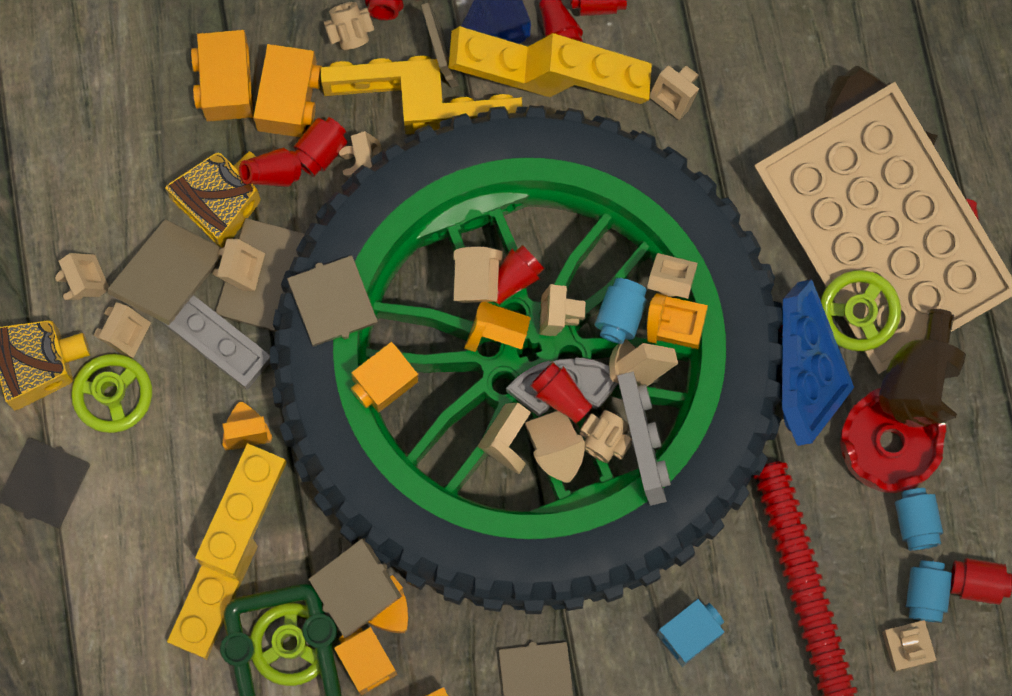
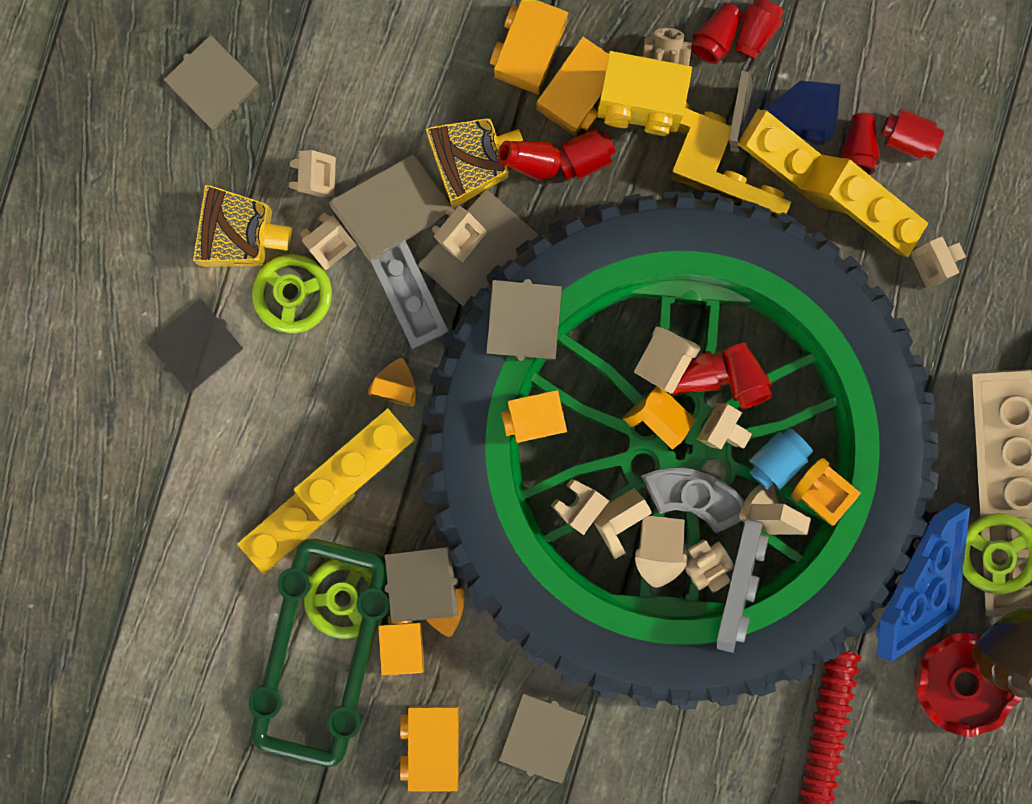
camera: 25 degrees right, 10 degrees up
(344, 60) = (644, 93): none -> yellow brick
(363, 149) = (625, 182): tan tile -> none
(469, 440) = (584, 509): none -> tan tile
(556, 255) = (746, 377): none -> red cone
(560, 391) = (687, 505): red cone -> none
(672, 276) = (843, 450): tan plate -> none
(691, 631) = (700, 764): dark azure brick -> none
(919, 519) = (953, 765): dark azure brick -> none

